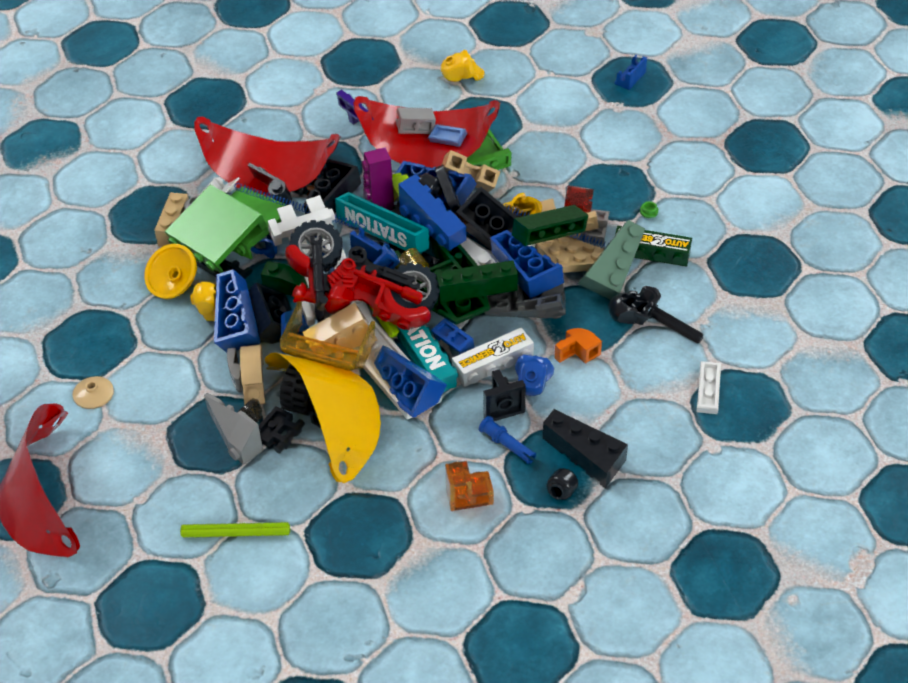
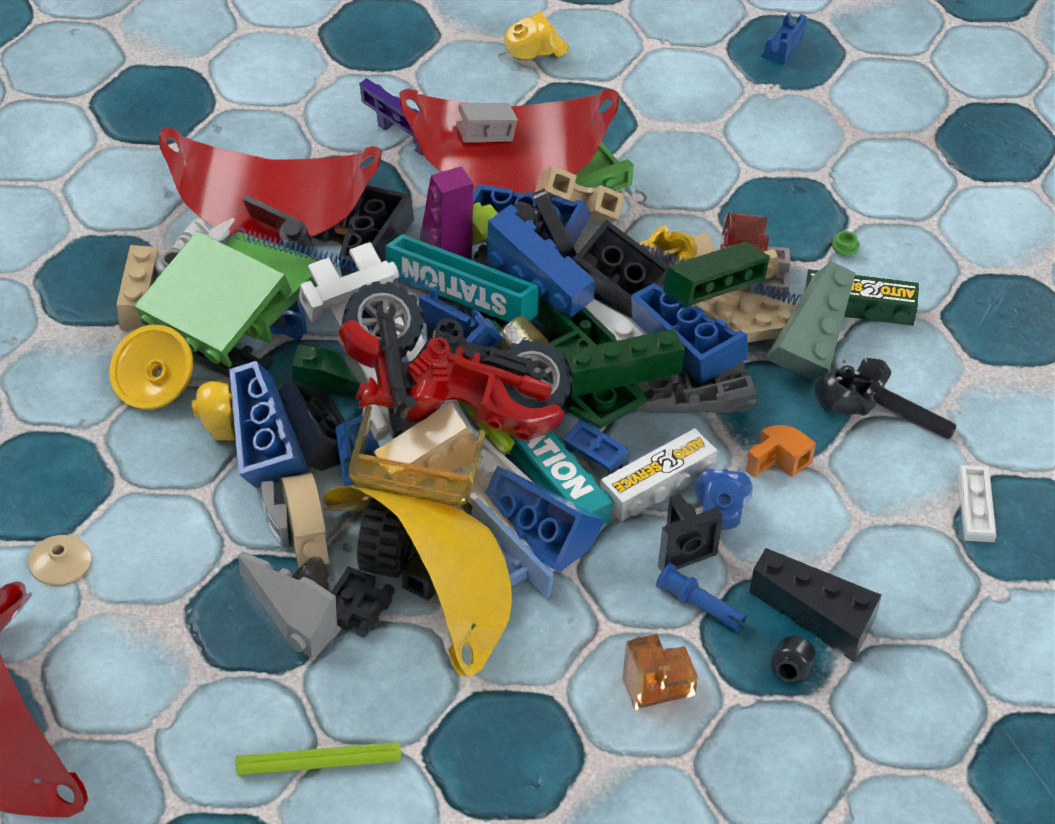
camera: 10 degrees left, 0 degrees up
(388, 406) = (519, 558): none -> medium blue bracket
(447, 135) = (537, 143): medium blue tile -> none

